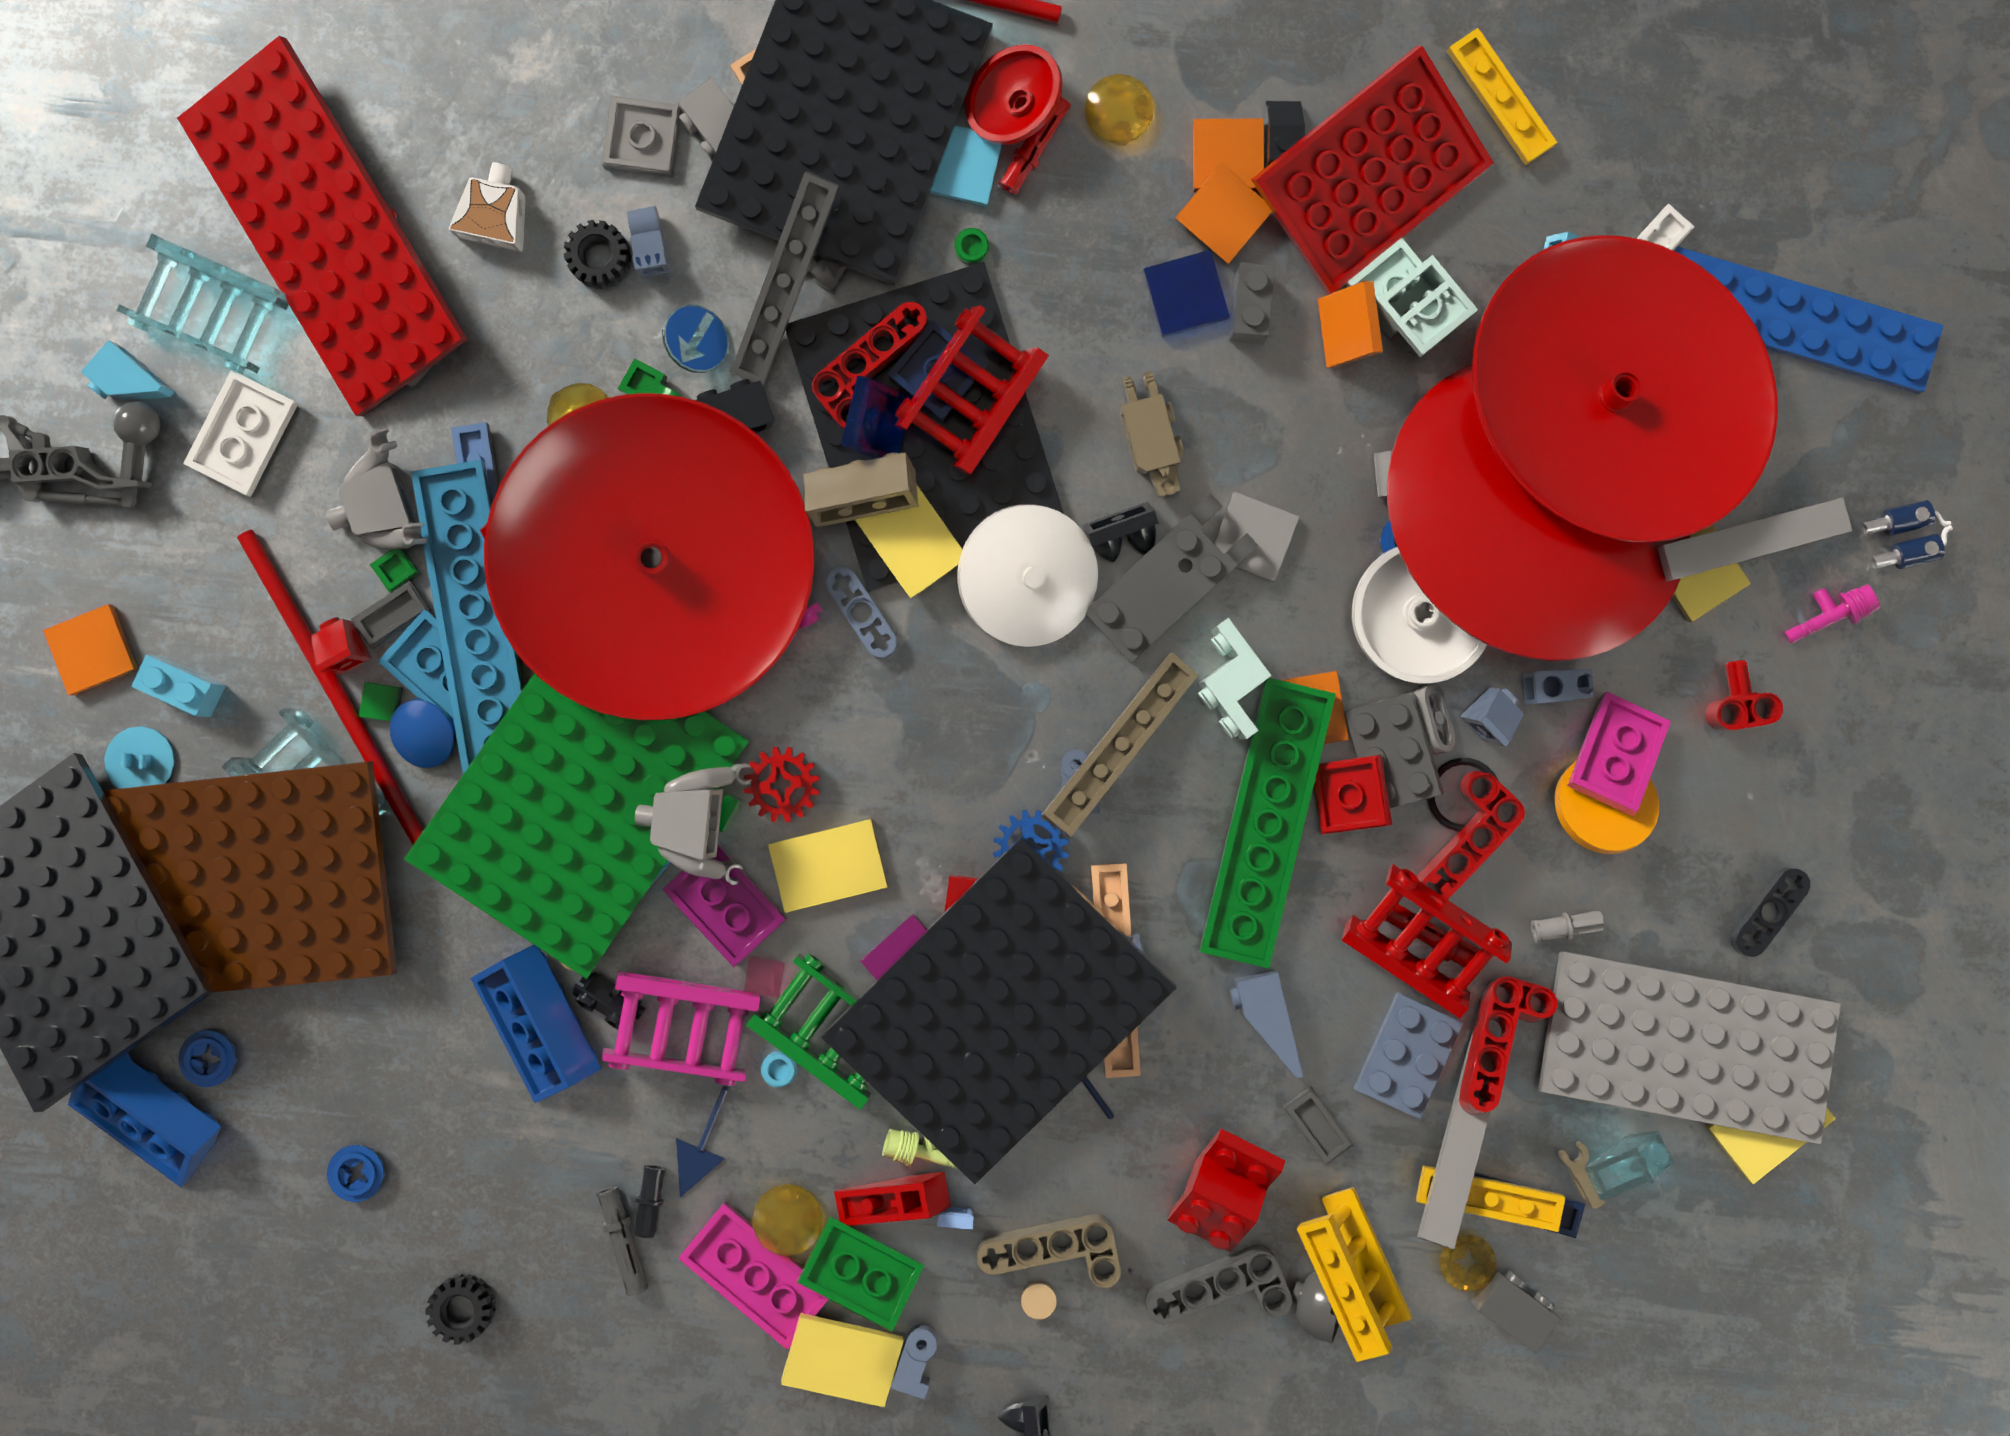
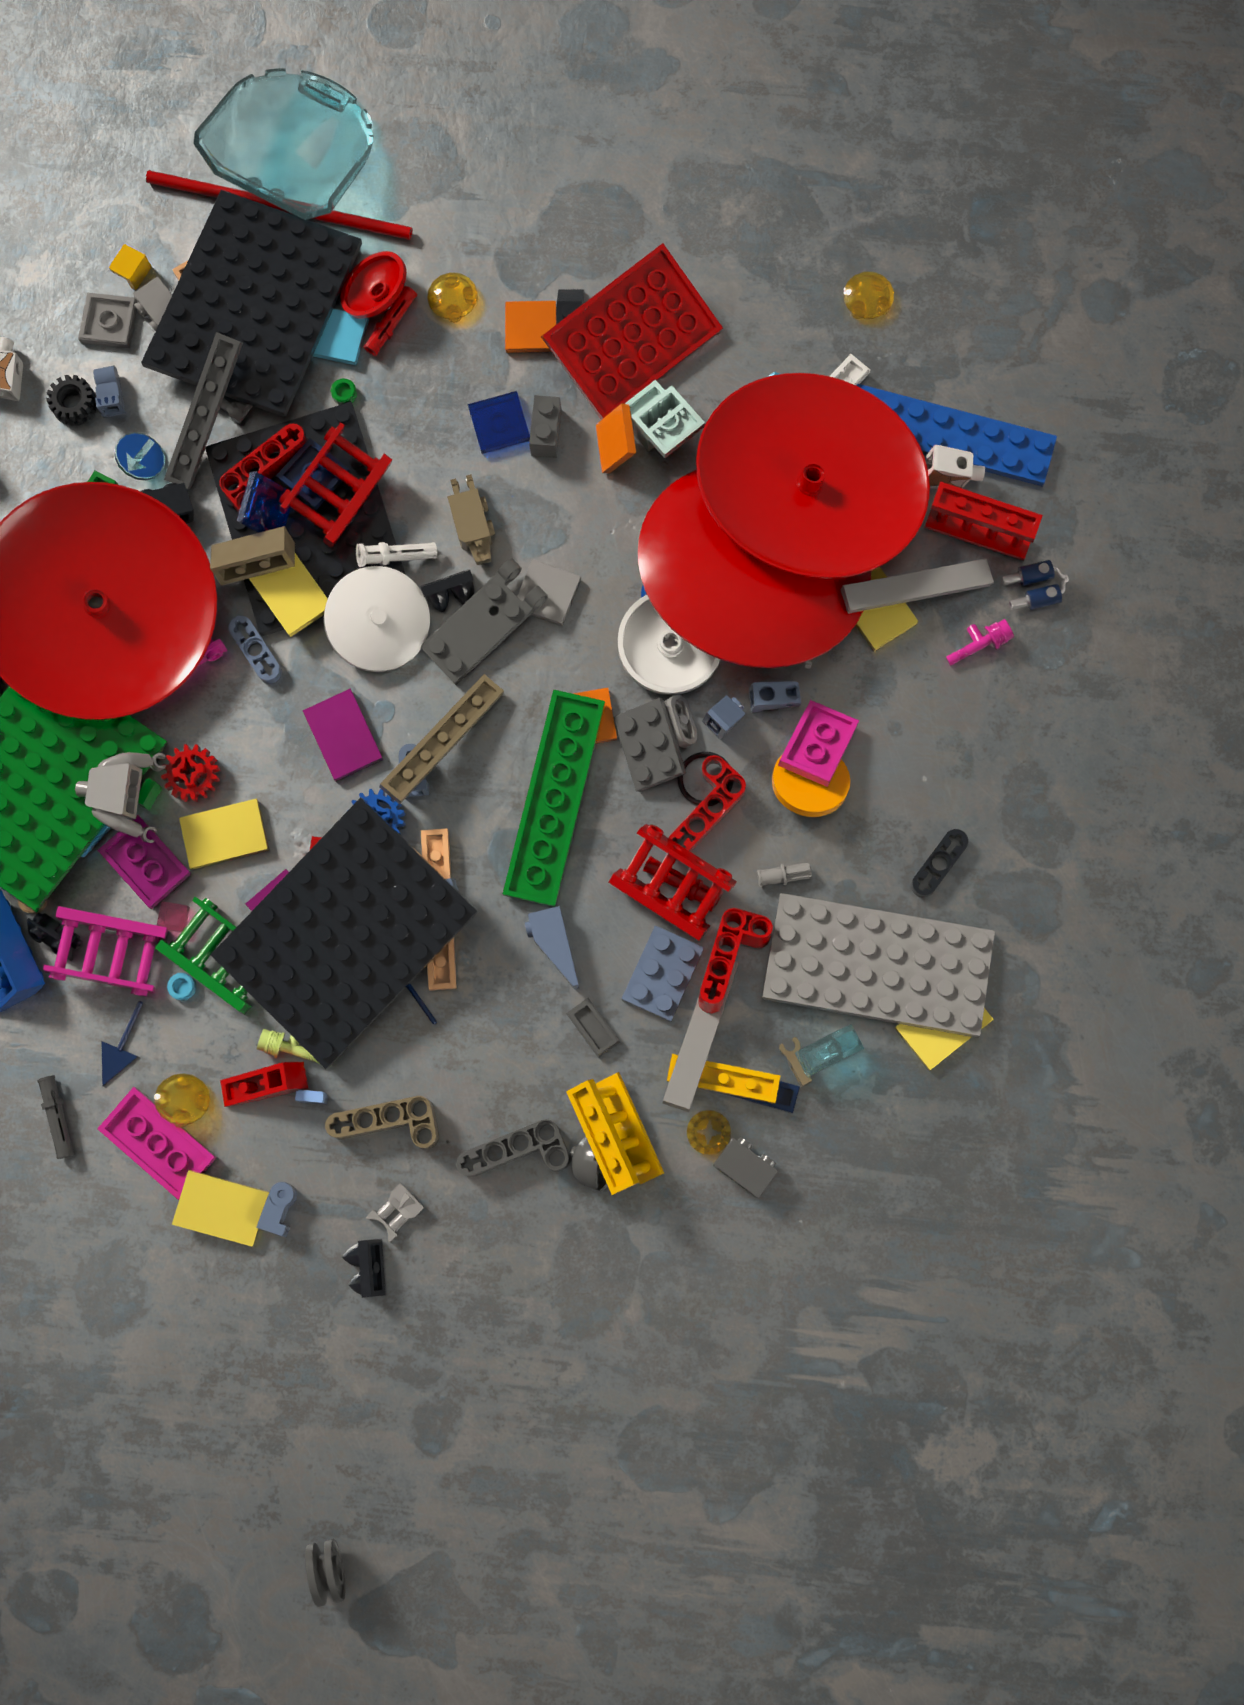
camera: 10 degrees right, 10 degrees down
(649, 1201) = (78, 1087): black axle -> none
(671, 58) = (131, 266): none -> yellow panel
(860, 1274) = (236, 1139): green plate -> none
(982, 731) = (342, 735): none -> magenta tile
(1036, 482) = (384, 554): none -> white pin
(1038, 1300) = (375, 1163): tan tile -> none
(1077, 1352) = (405, 1203): none -> light grey piece
(1224, 213) = (526, 365): orange tile -> none
(1226, 1190) = (518, 1072): red bracket -> none
(1232, 680) = (526, 691): light aqua bracket -> none
(1352, 795) = (617, 776): red plate -> none
(1501, 96) = (729, 283): yellow plate -> none
(1691, 116) = (868, 295): none -> clear yellow dish
(1742, 702) = (912, 707): red beam -> none
(1806, 372) = (952, 467): none -> white torso
(1852, 453) = (983, 521): none -> red fence

